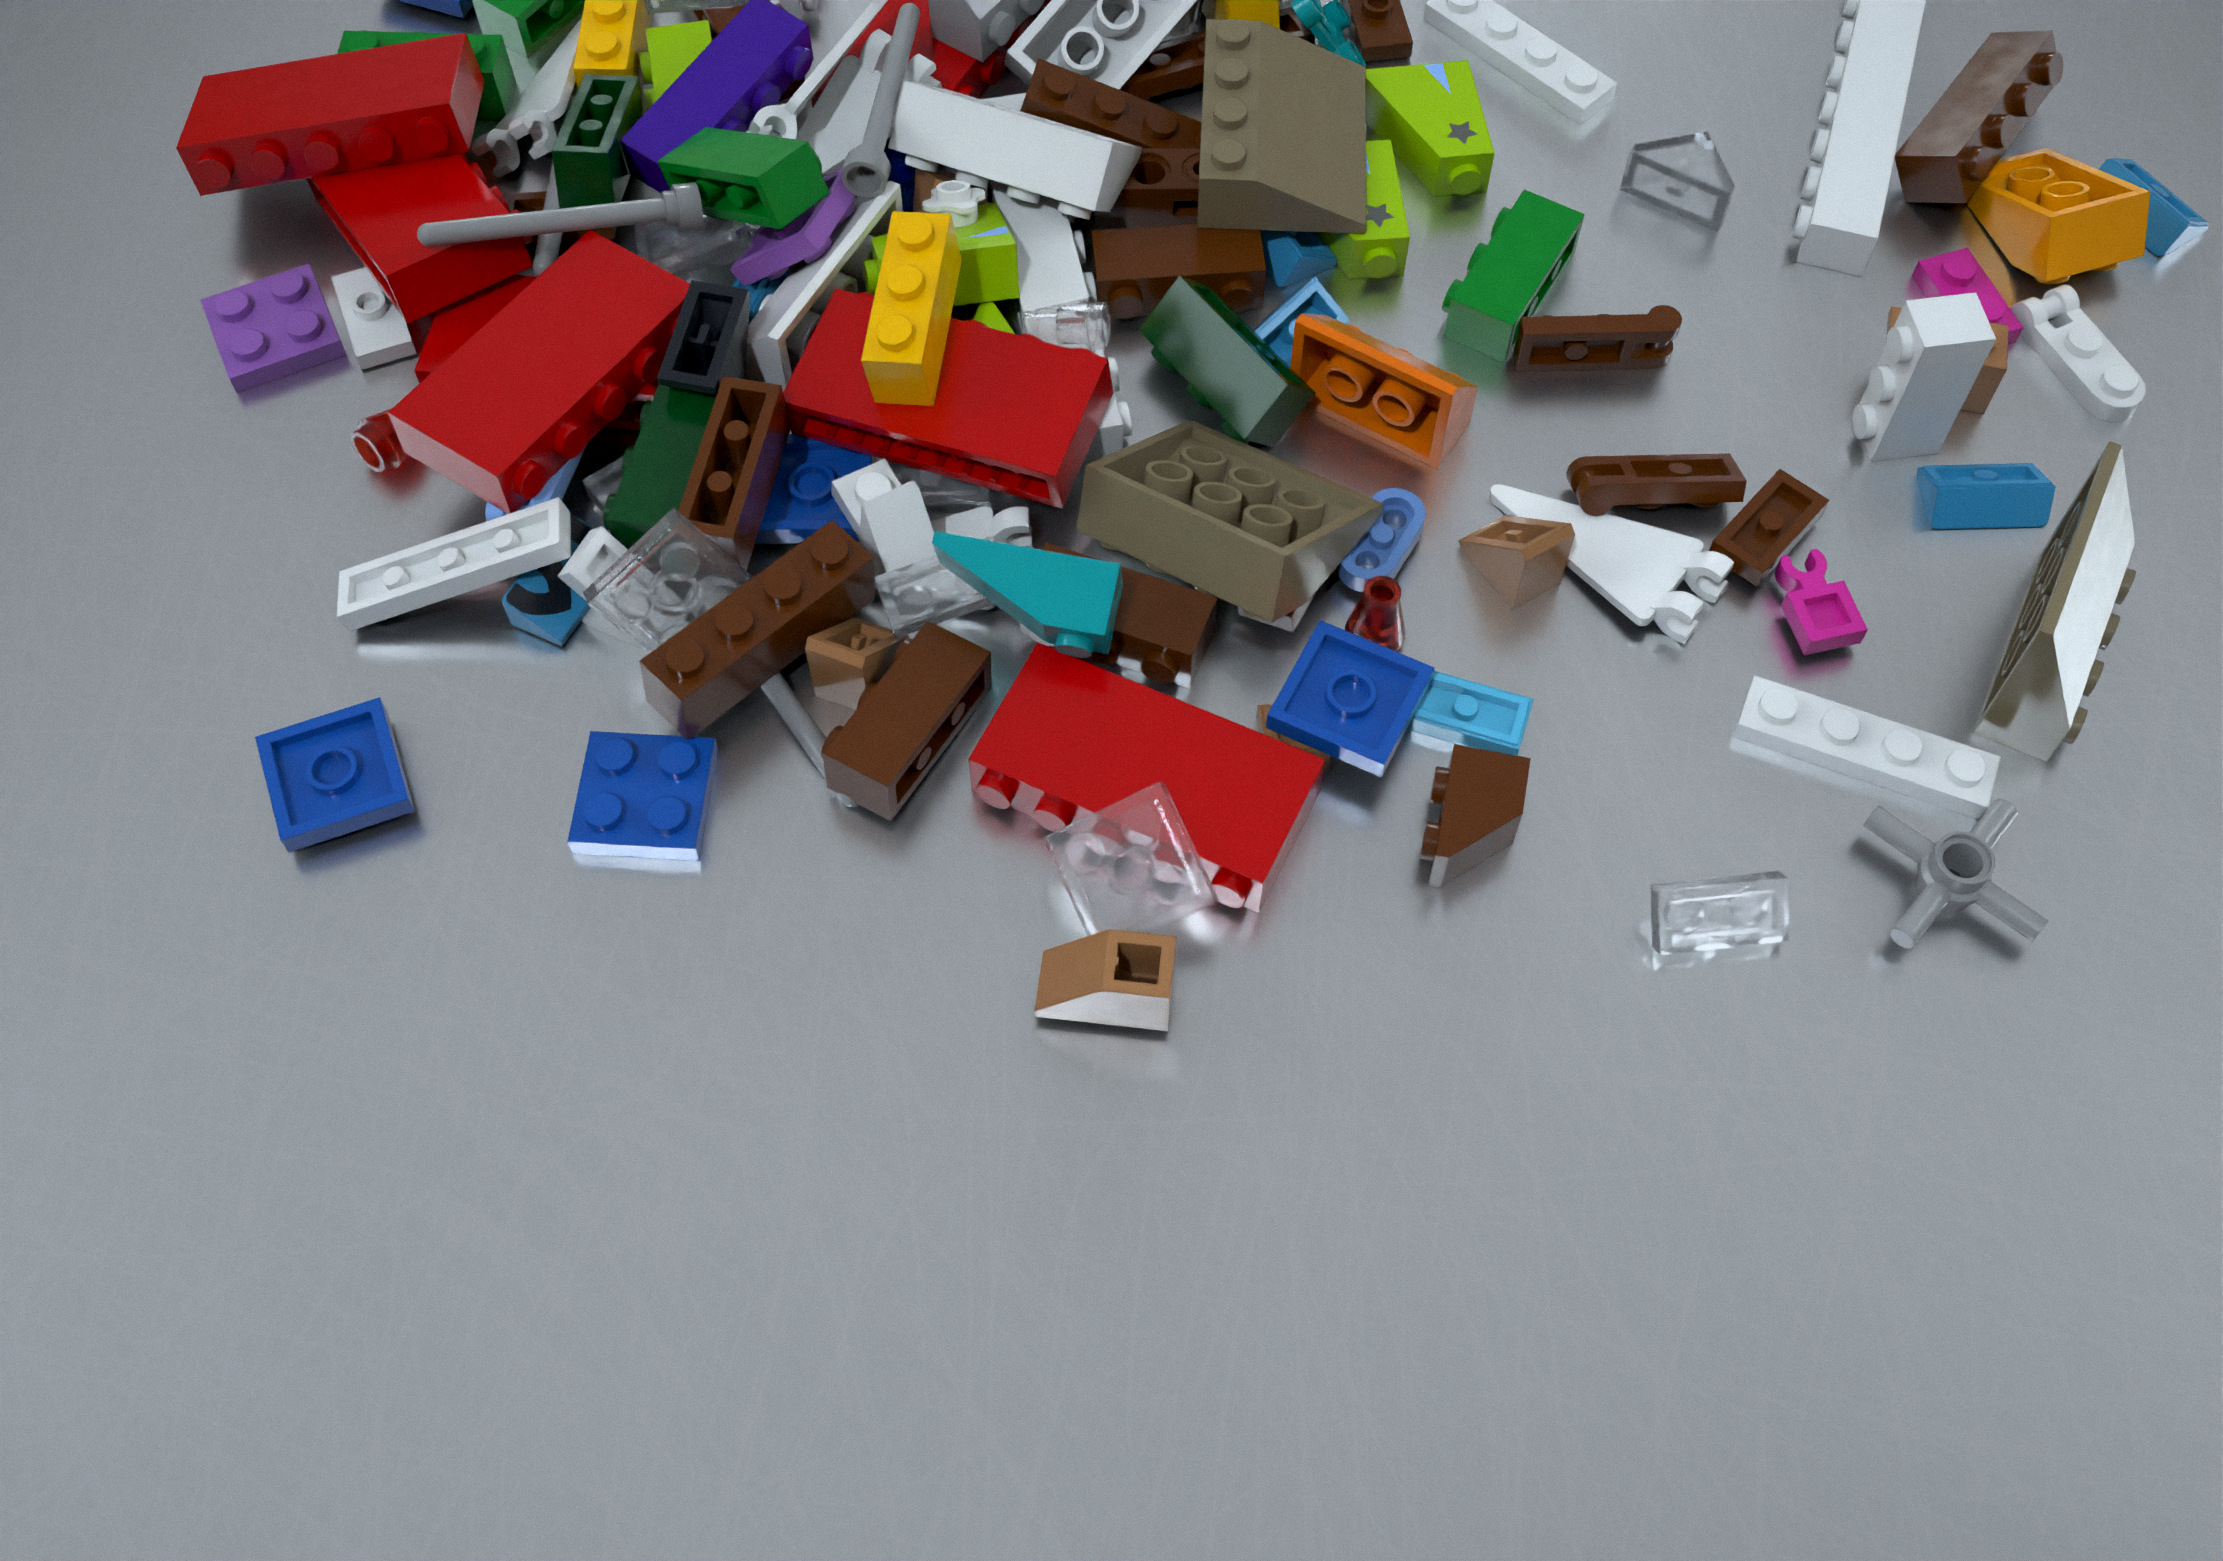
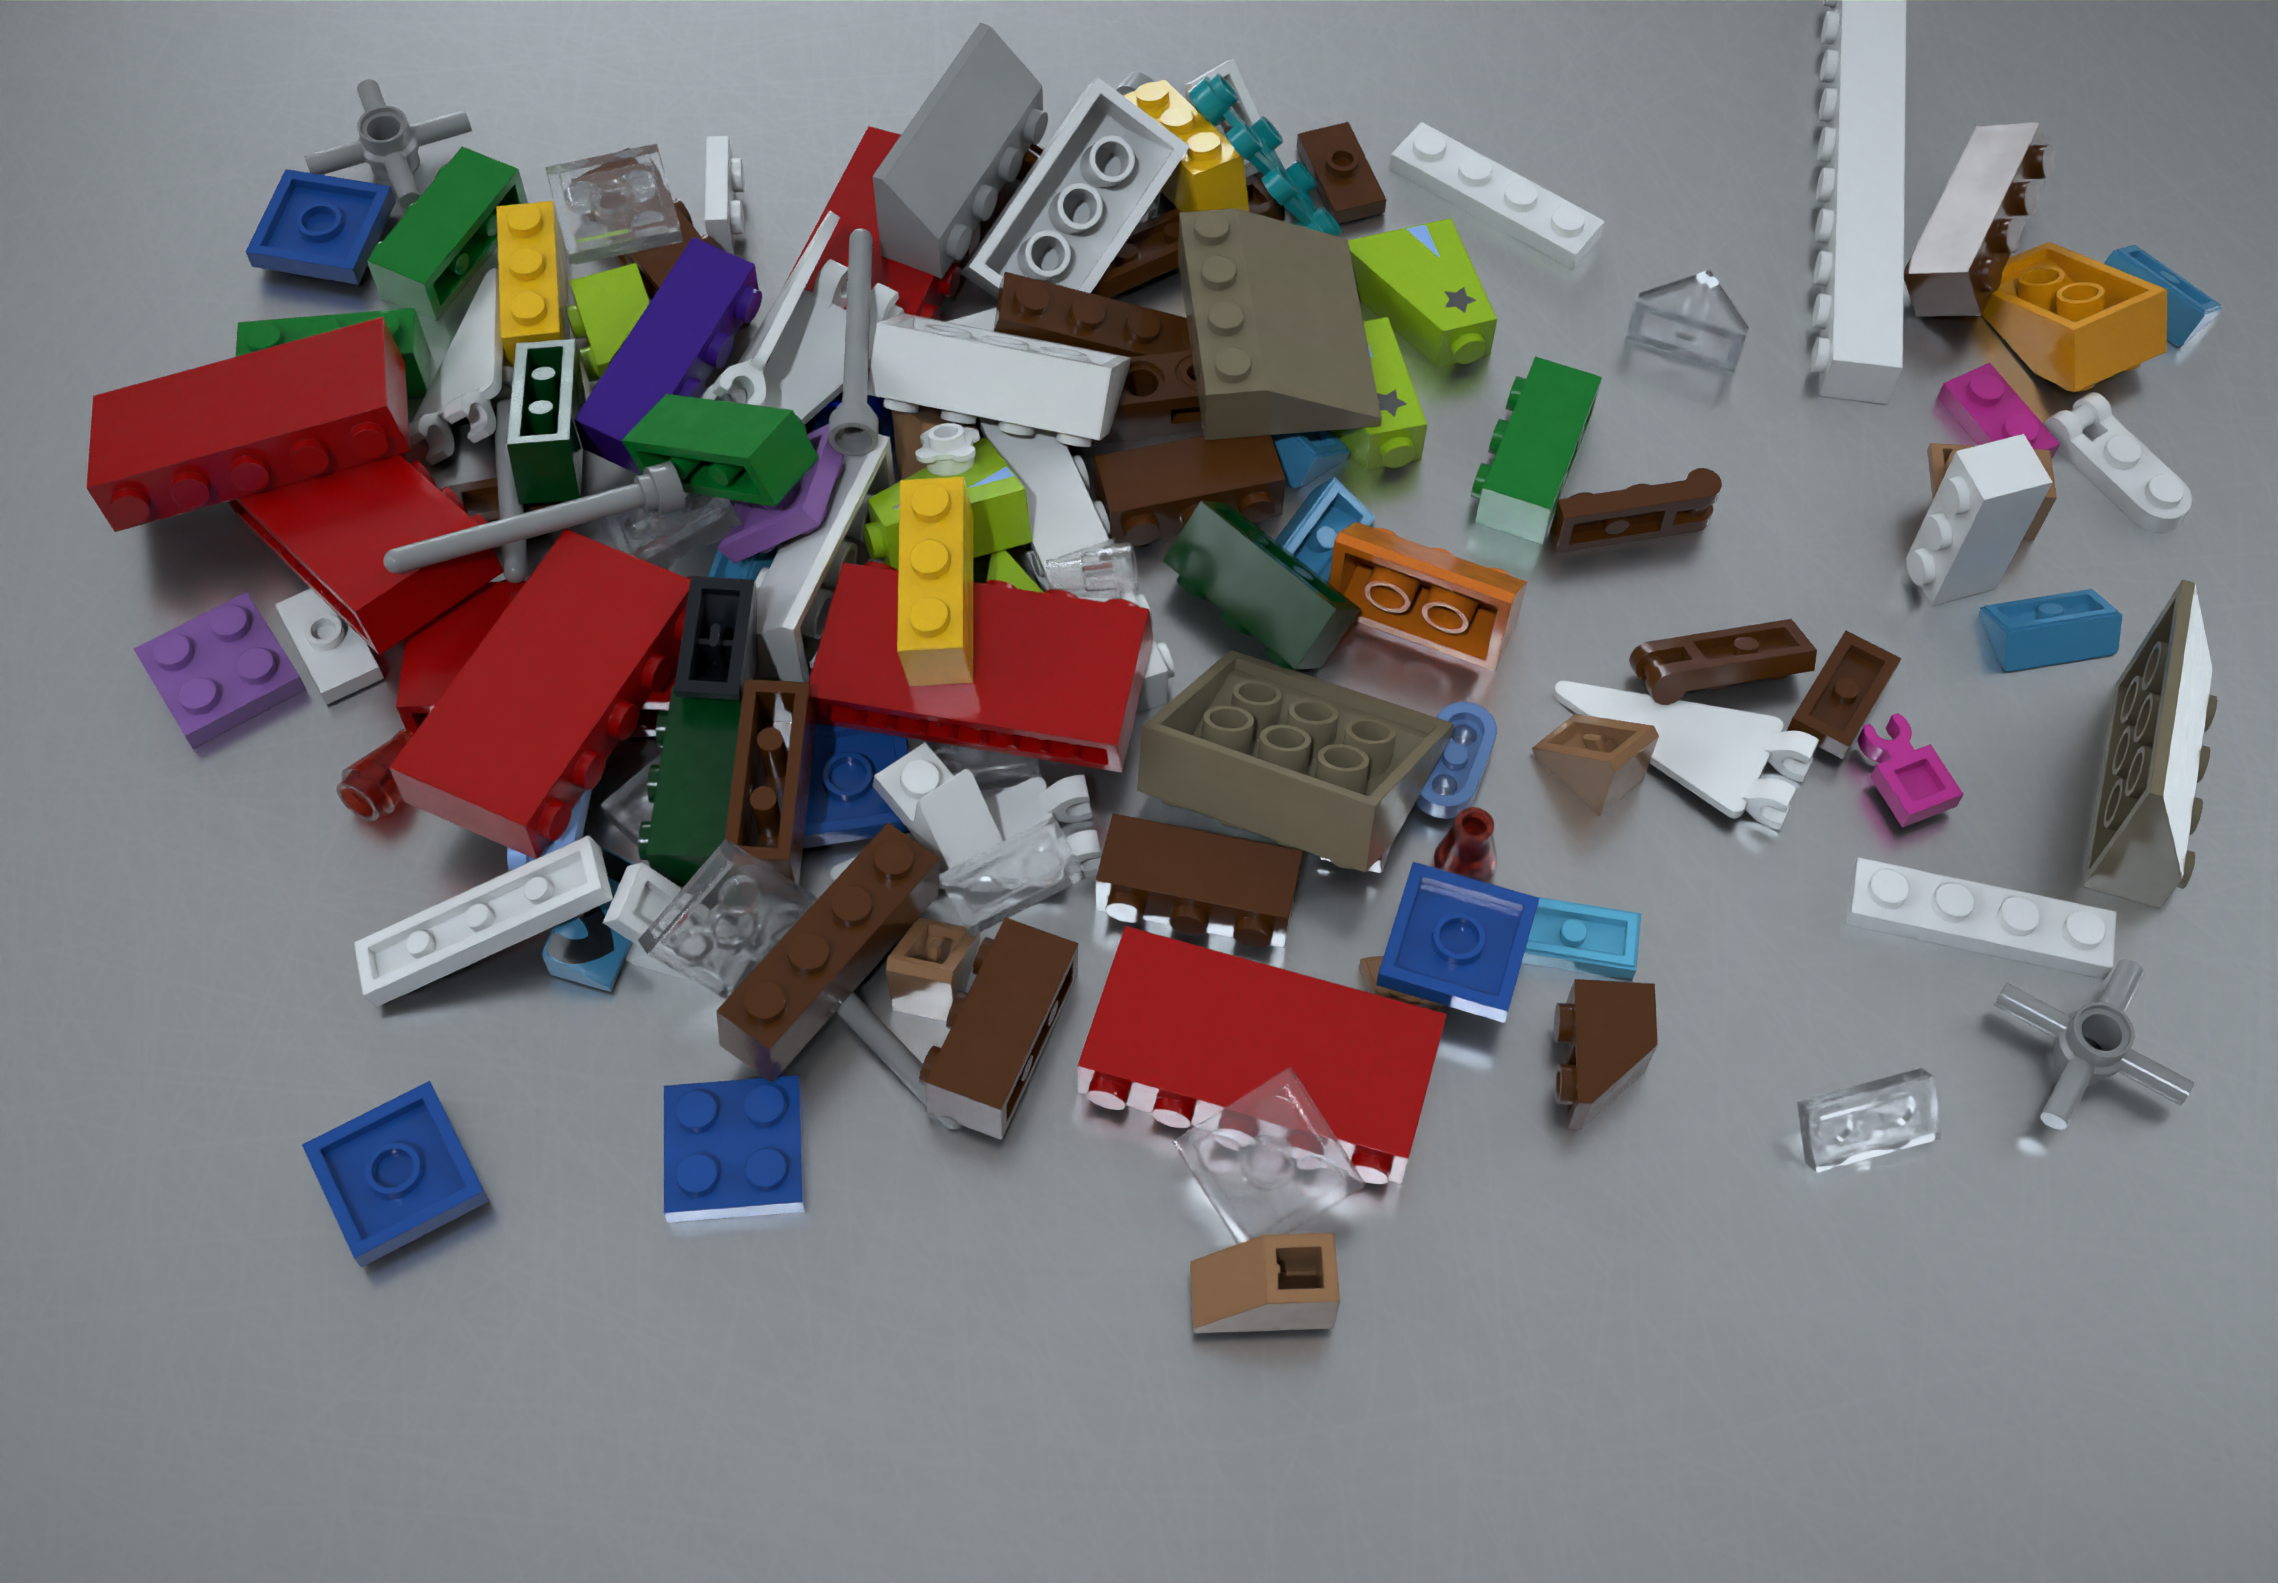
camera: 10 degrees left, 0 degrees up
(1051, 593) = (1132, 874): teal slope -> none

